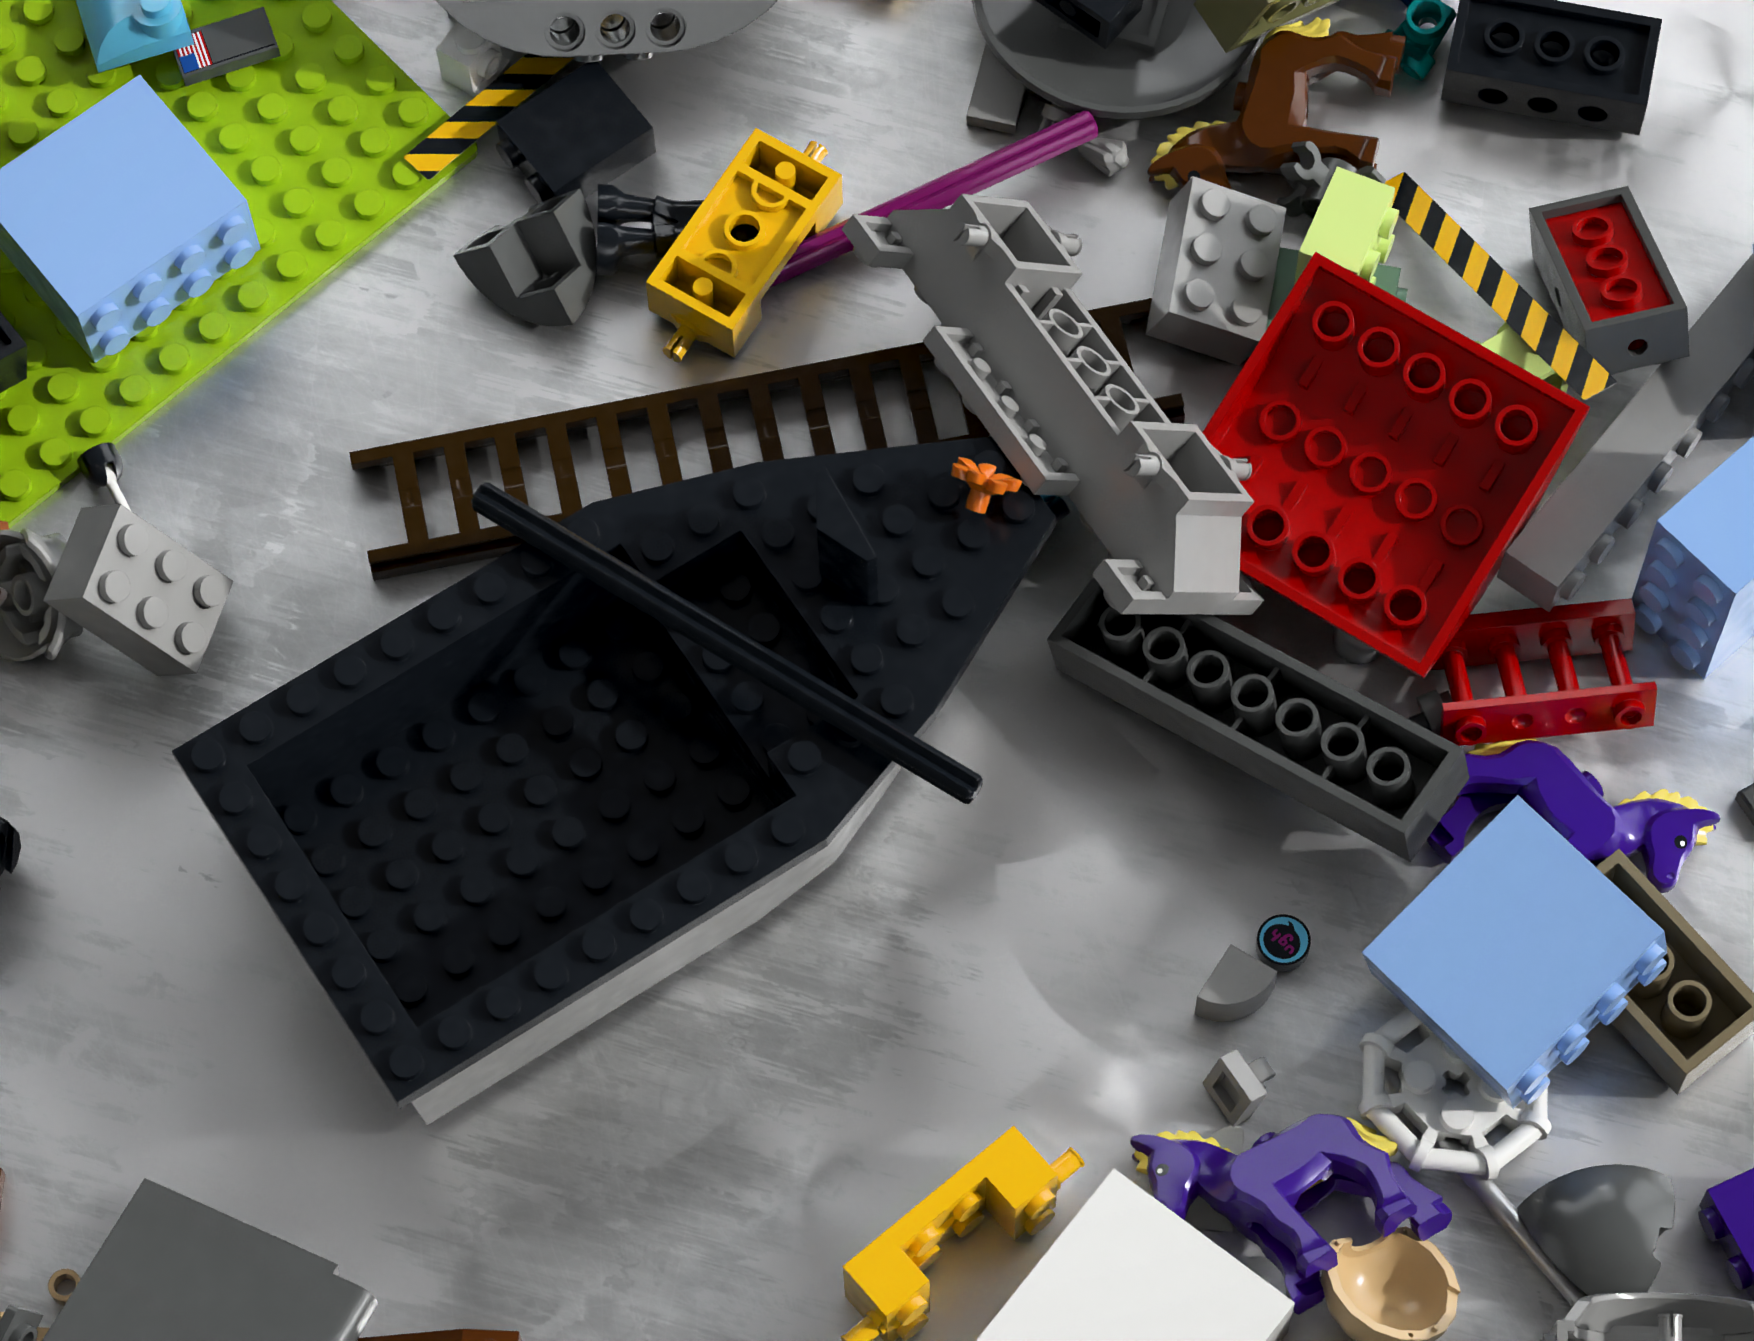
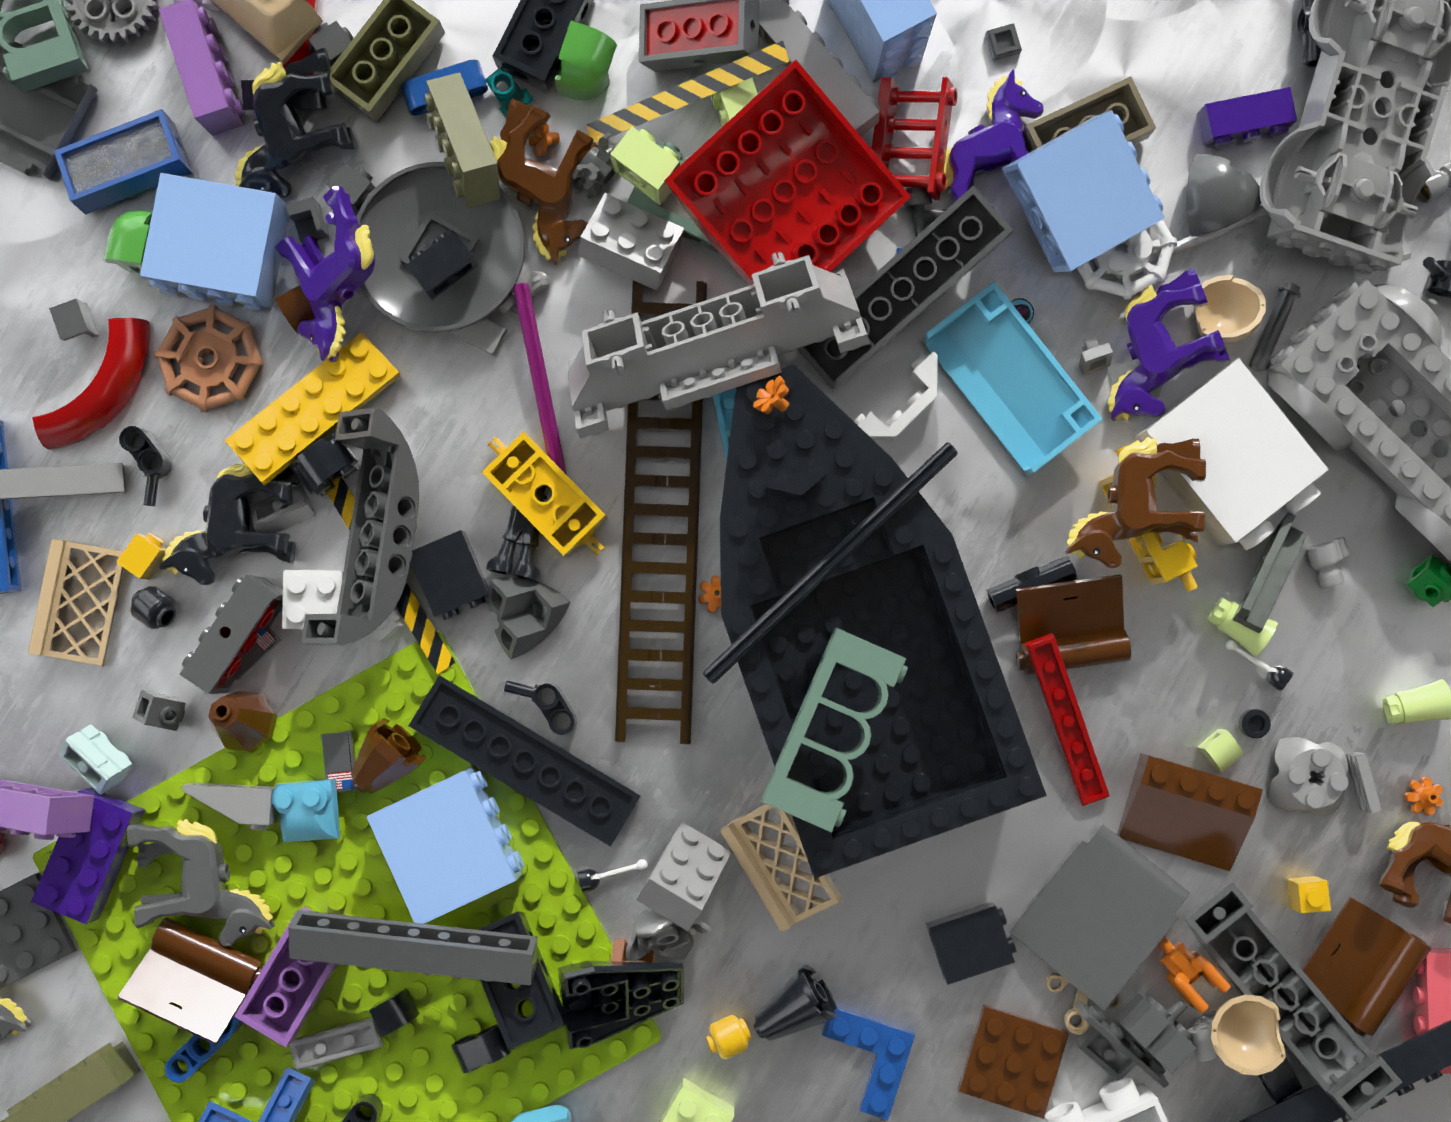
camera: 75 degrees left, 20 degrees up
(113, 1114) = (971, 942): none -> black brick
(123, 779) = (764, 871): none -> tan fence
(248, 102) = (385, 757): none -> reddish brown cone
(284, 319) = (524, 760): none -> black plate
(304, 671) = (798, 799): none -> sand green fence
(392, 351) = (550, 711): none -> black beam
(553, 1183) = (1067, 719): none -> red tile
(721, 1158) = (1081, 615): none -> reddish brown door
(790, 1072) = (1058, 571): none -> black piece
(974, 1160) = (1135, 502): none -> reddish brown animal
(1125, 804) = (926, 377): none -> white slope
(1153, 941) = (1011, 379): none -> medium azure slope
(1357, 108) = (542, 139): none -> orange plant
(1500, 128) = (584, 62): none -> bright green brick

